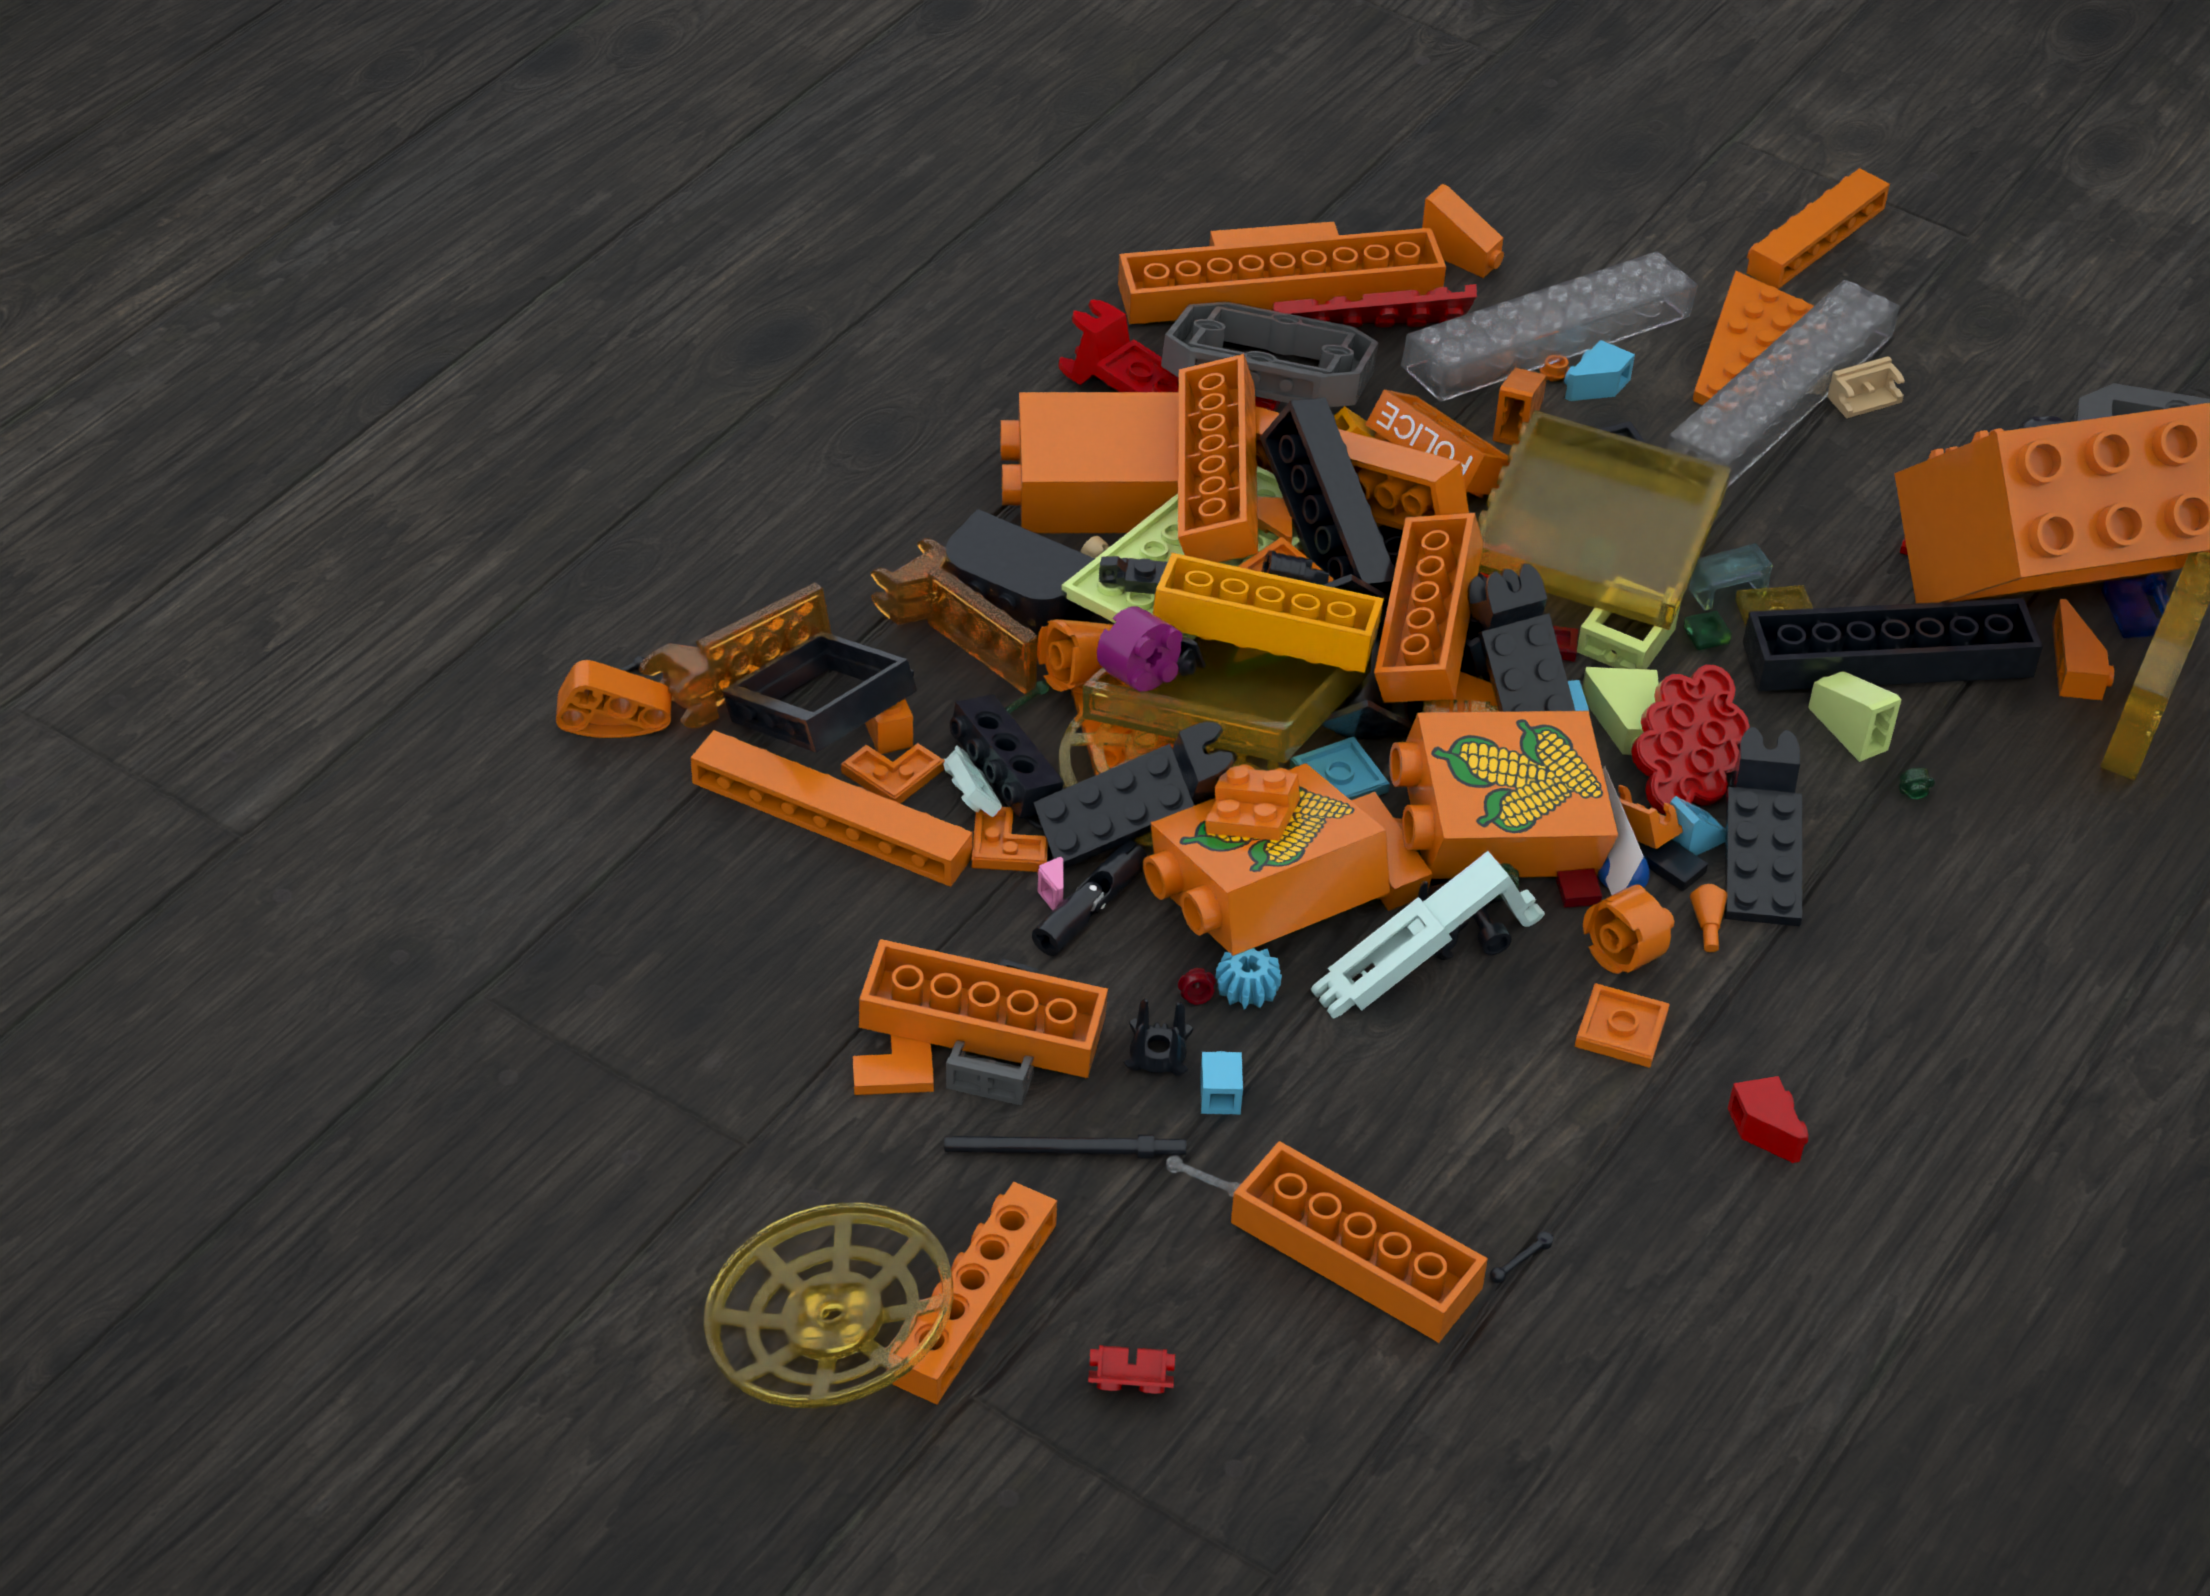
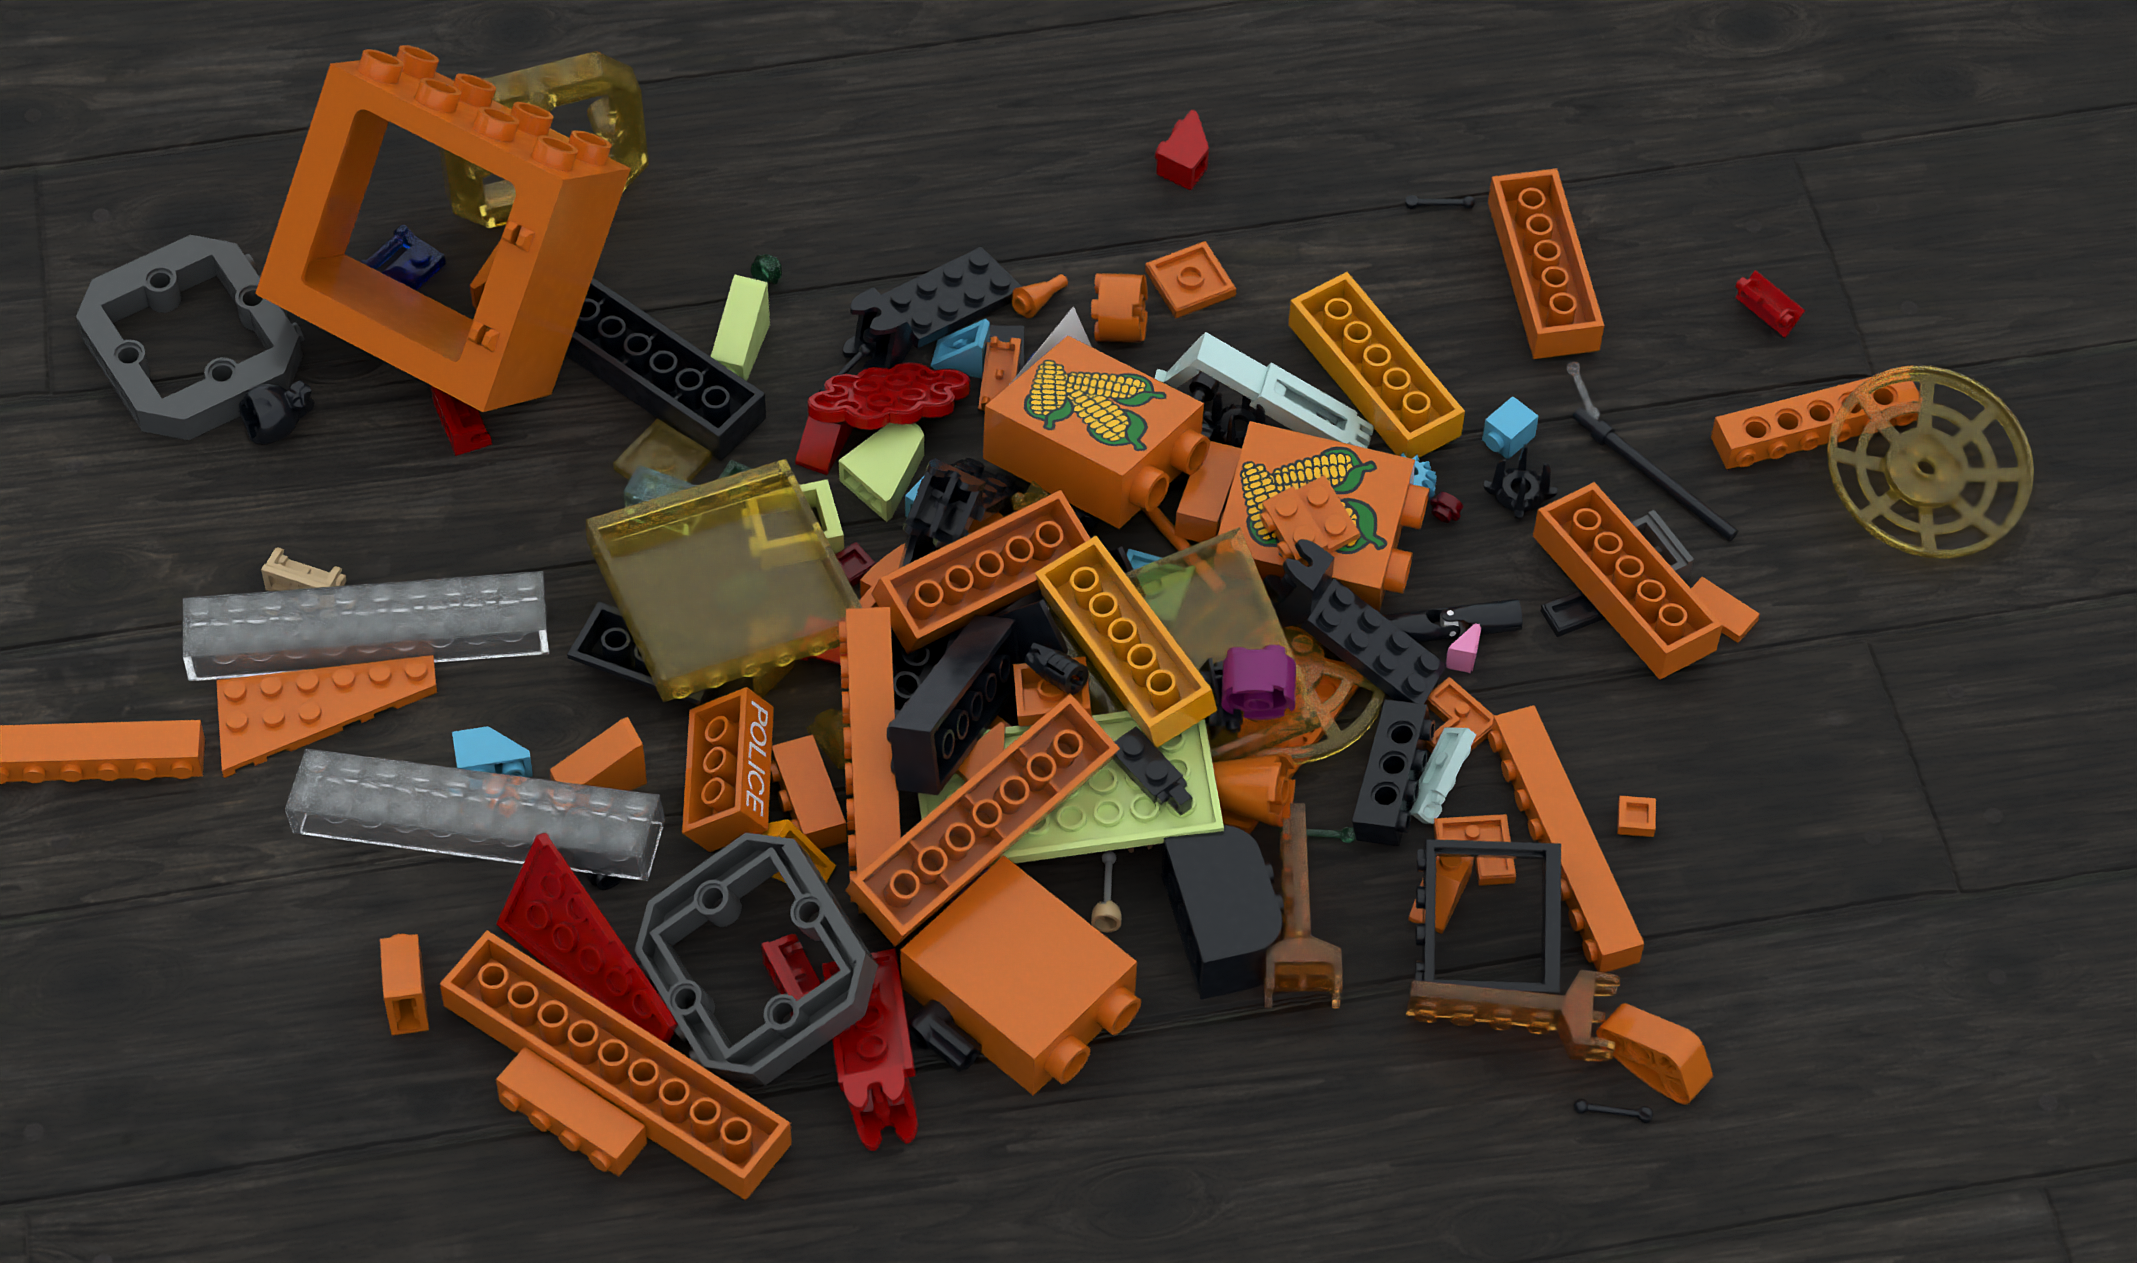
camera: 135 degrees left, 10 degrees up
(794, 862) = (1636, 816): none -> orange plate
(1380, 1037) = (1376, 367): none -> light orange brick

